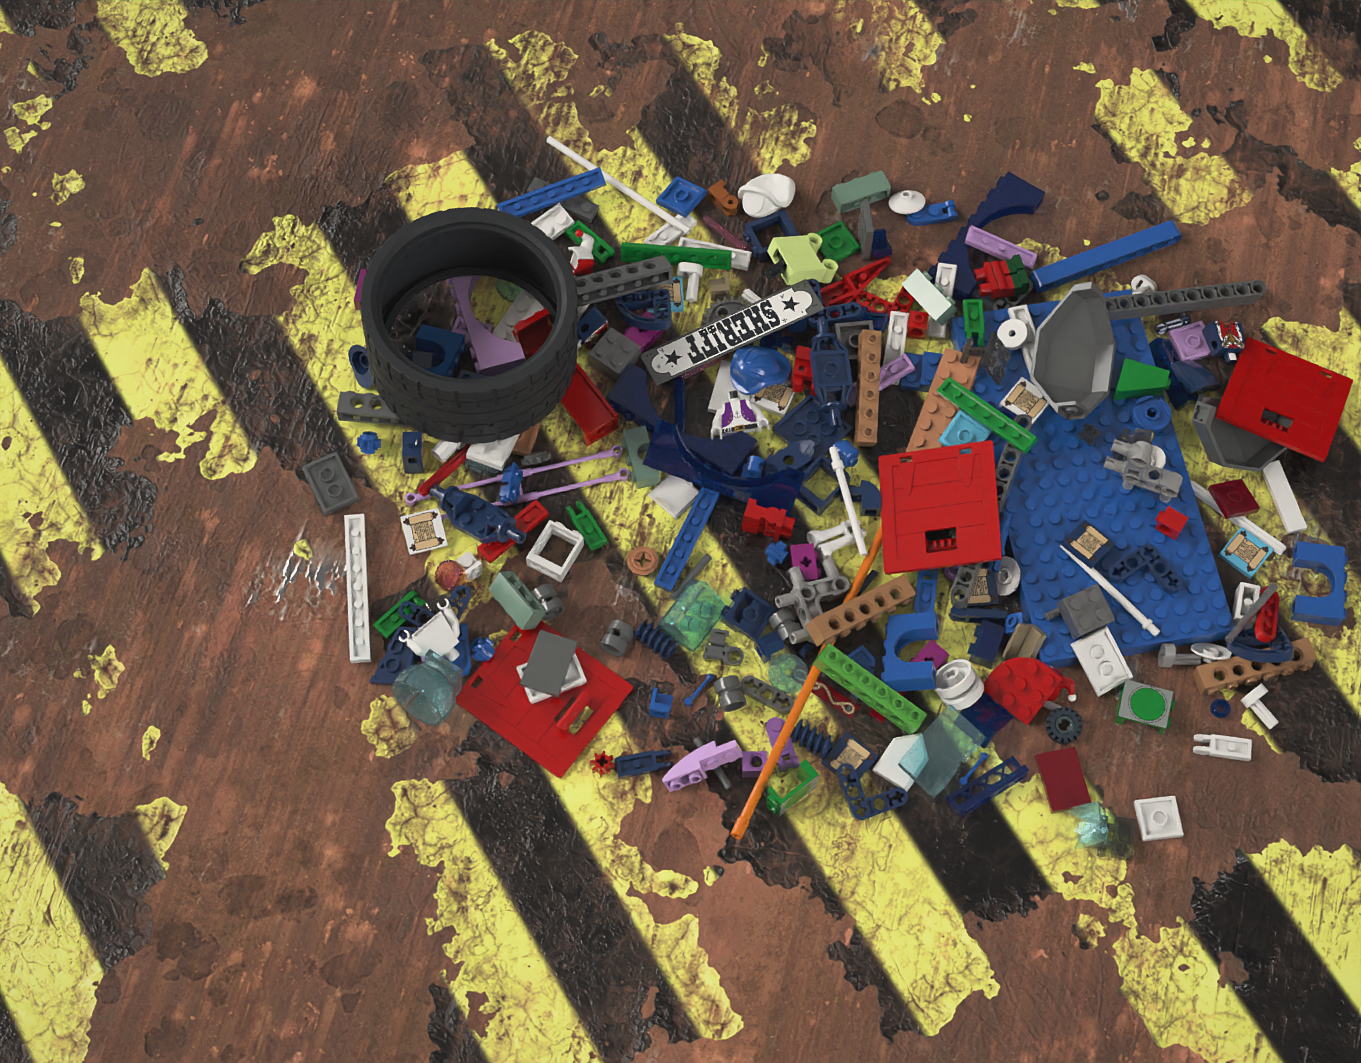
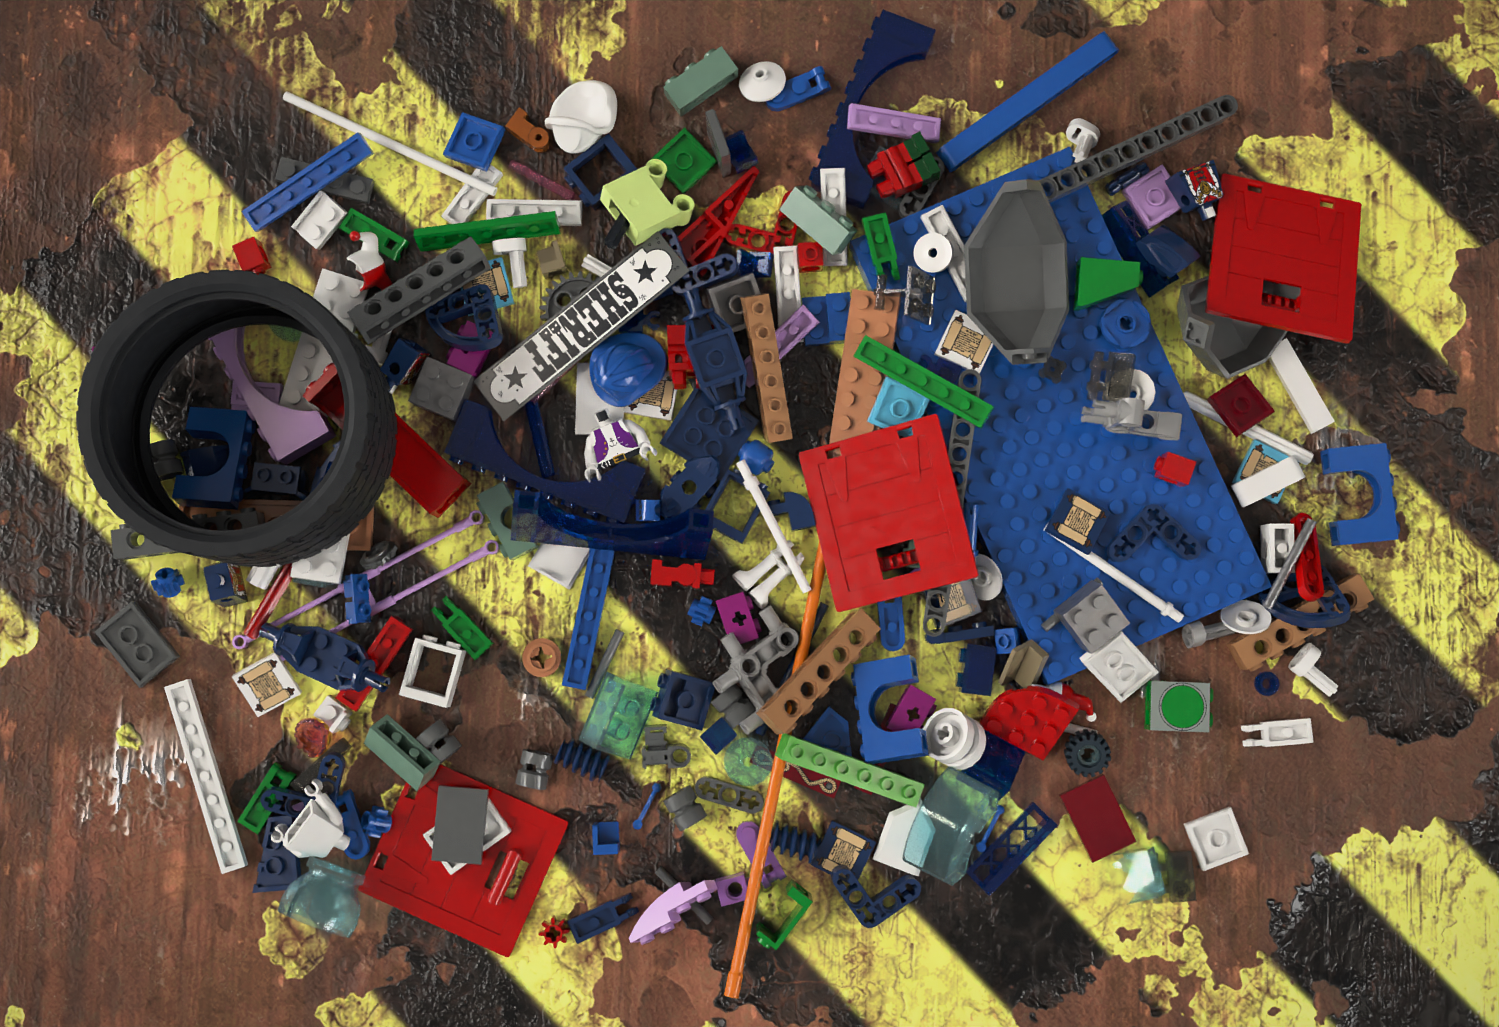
camera: 10 degrees left, 20 degrees up
(1245, 555) = (1268, 481): none -> white beam

